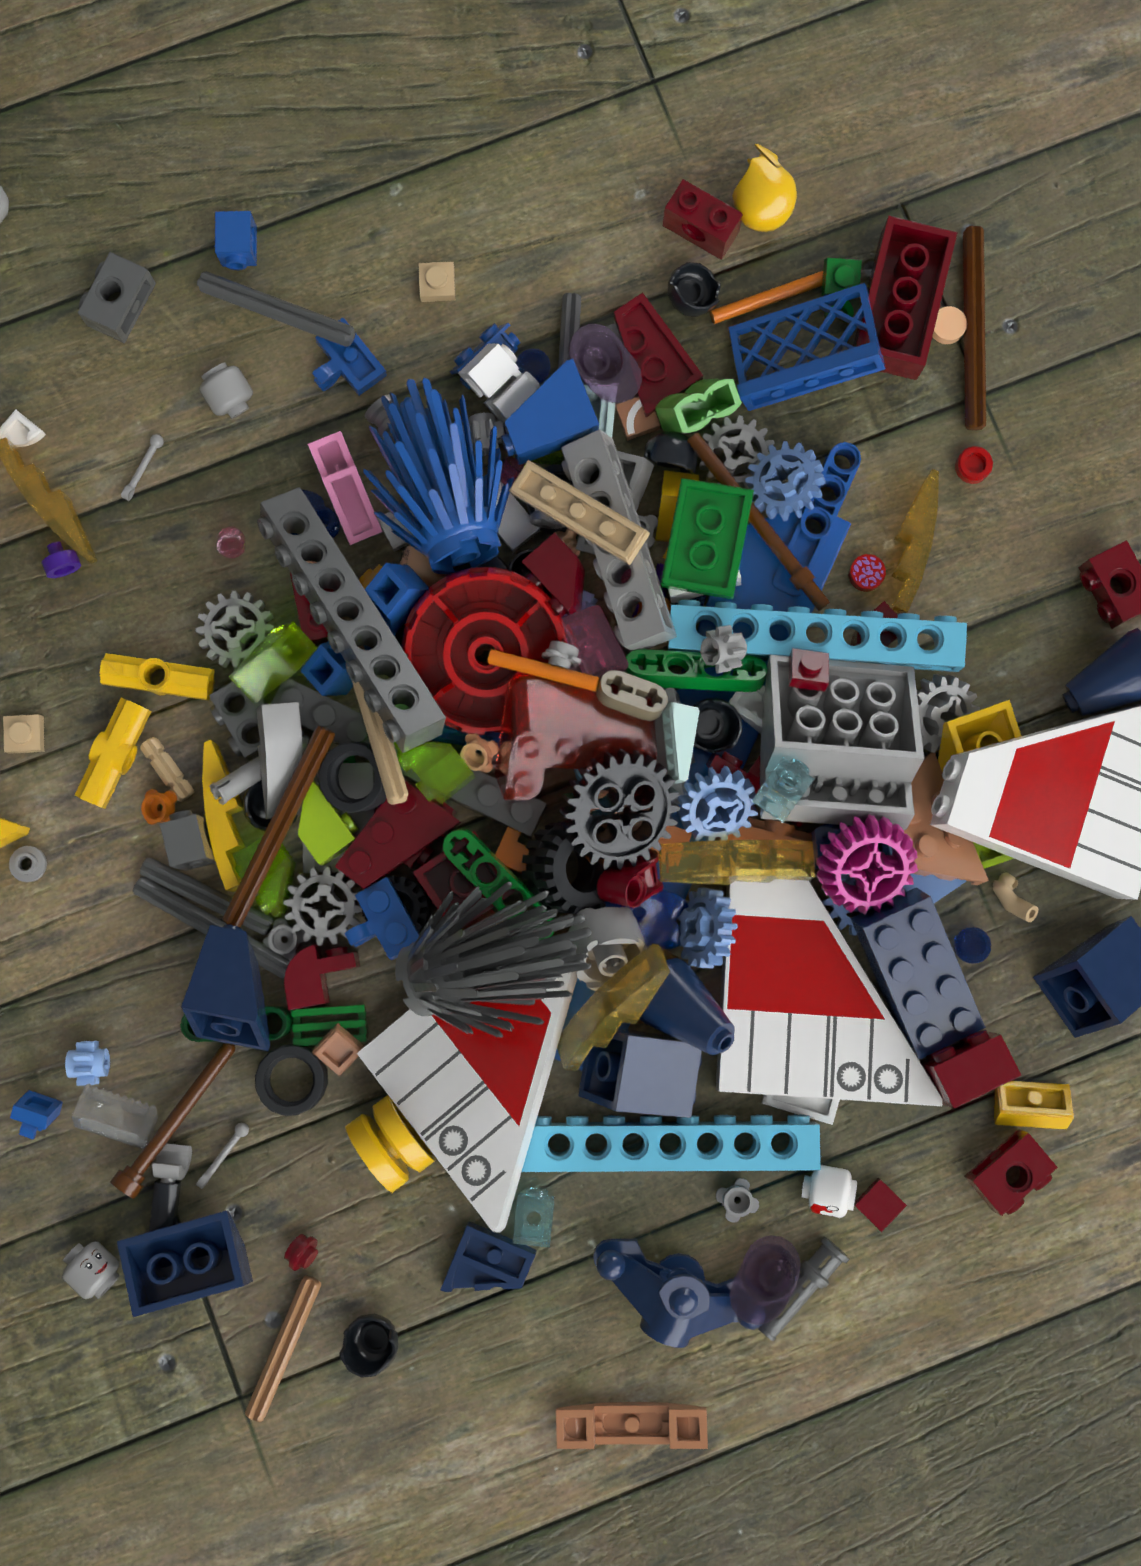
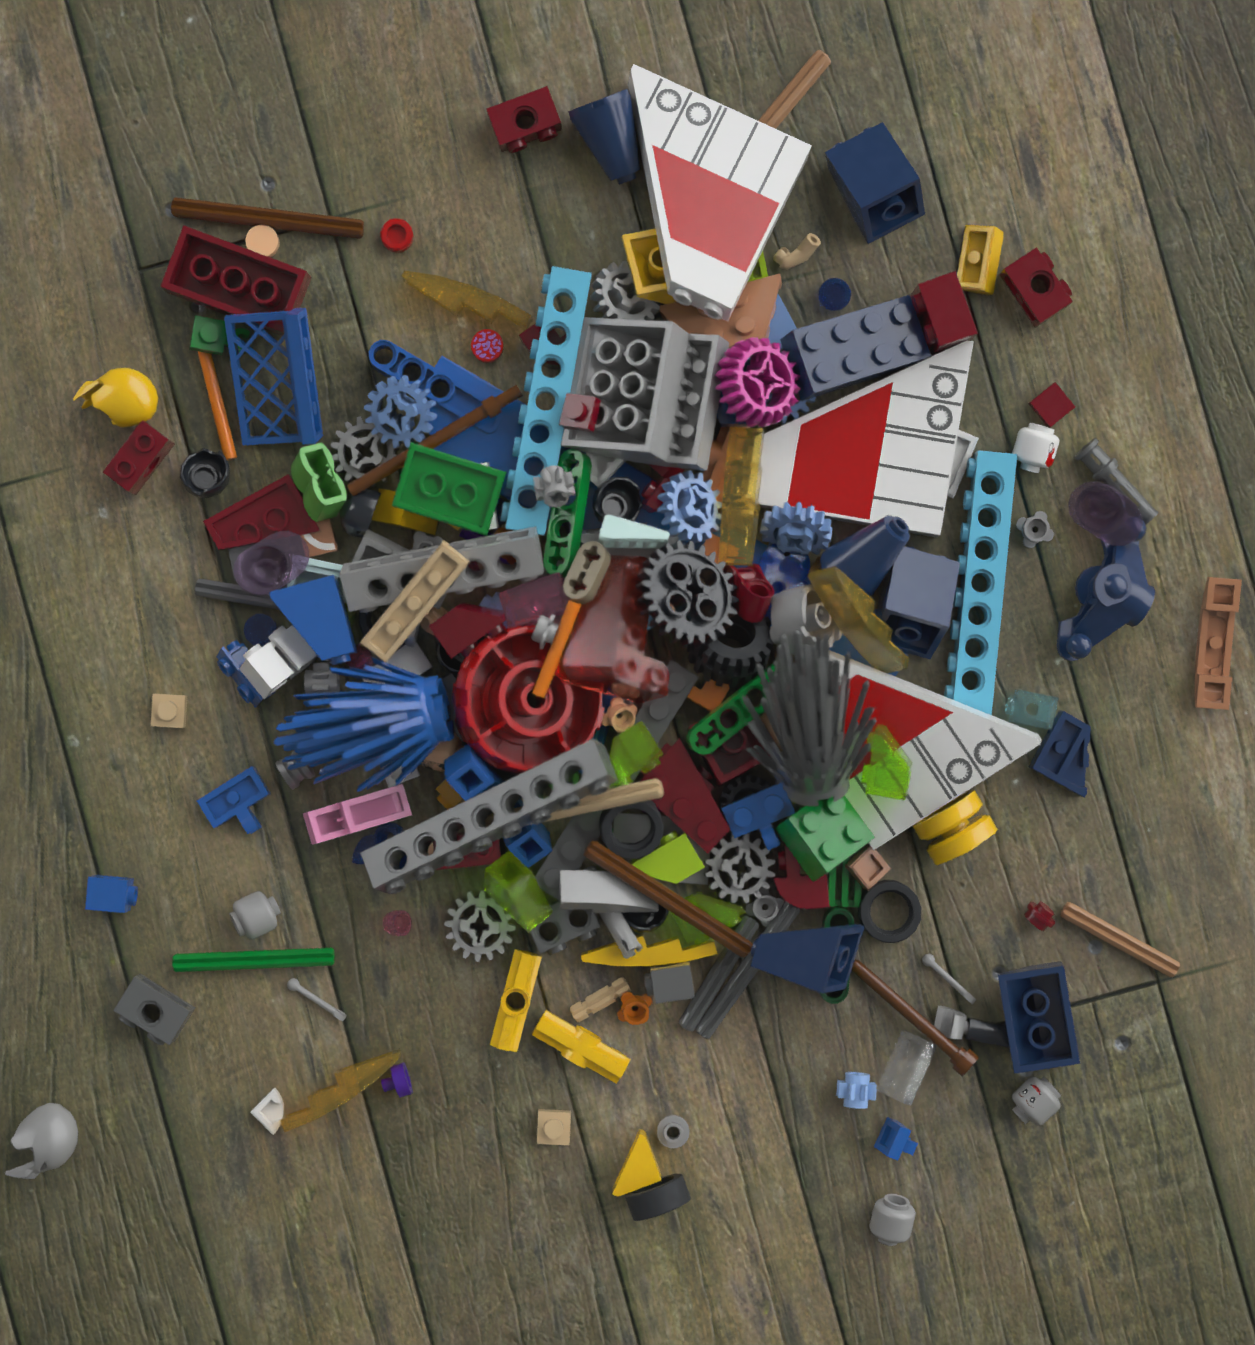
camera: 85 degrees left, 5 degrees up
(179, 396) = (253, 959): none -> green axle
(276, 308) = (182, 861): dark grey axle -> none
(366, 995) = (824, 835): none -> green brick
(369, 1345) = (1125, 863): black hair -> none
(448, 1058) = (888, 768): none -> clear neon green slope
(779, 798) = (694, 455): clear light blue brick -> none

